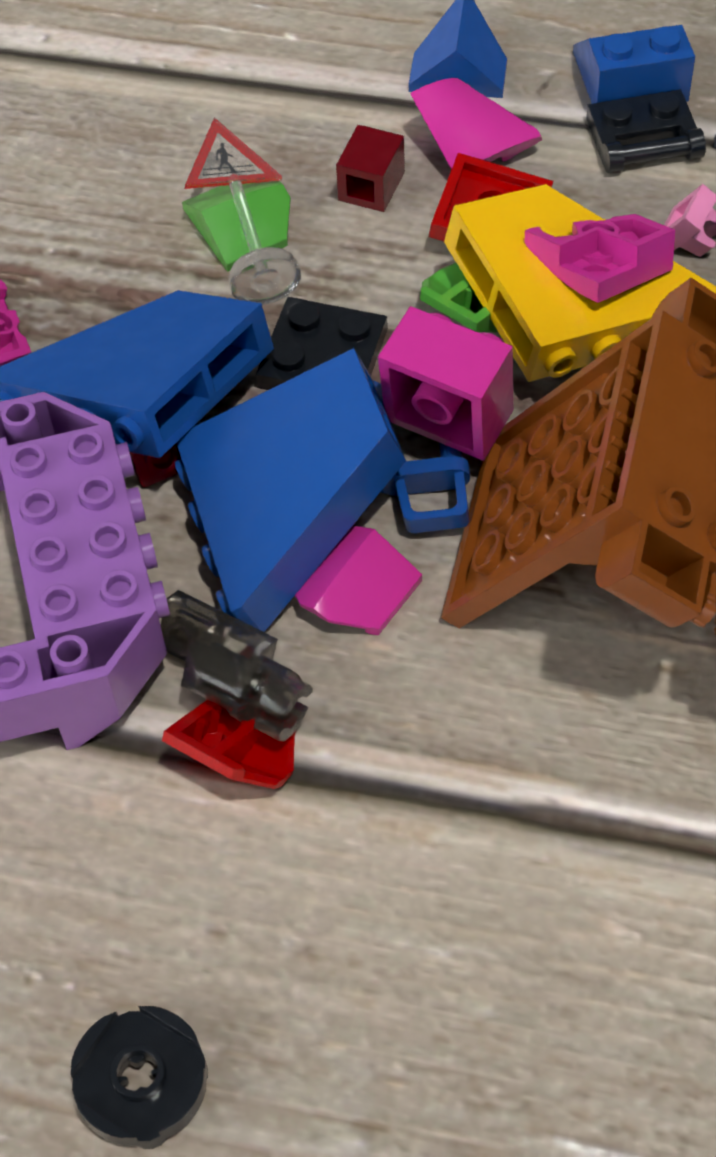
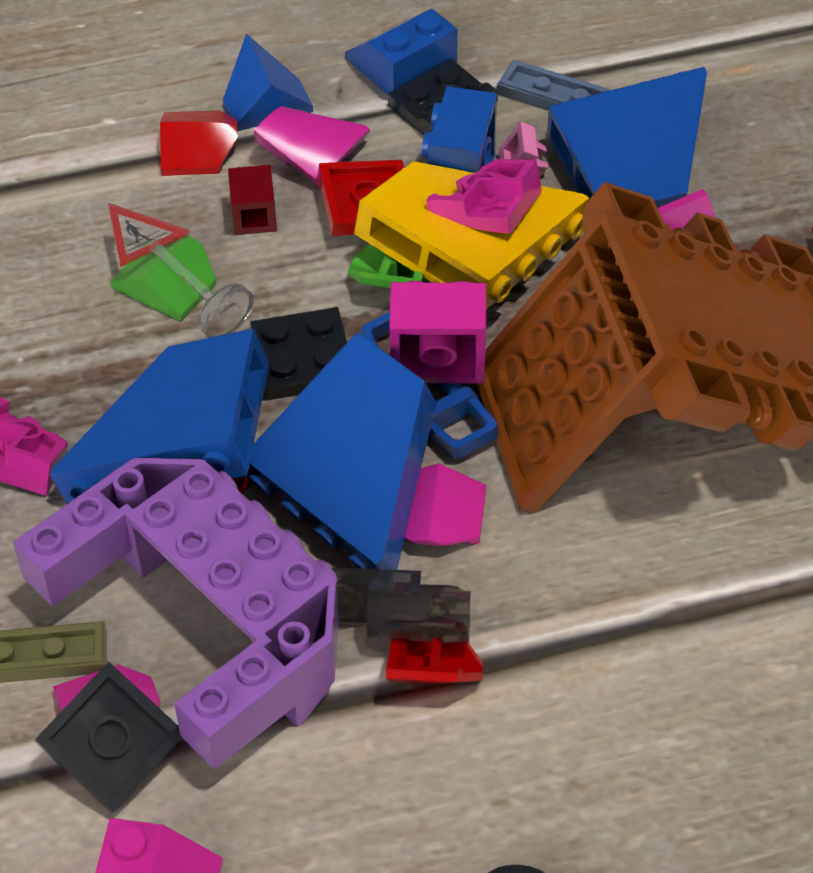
camera: 30 degrees left, 5 degrees down
(355, 86) = (196, 141): none -> red slope
(625, 171) = (462, 130): none -> blue brick

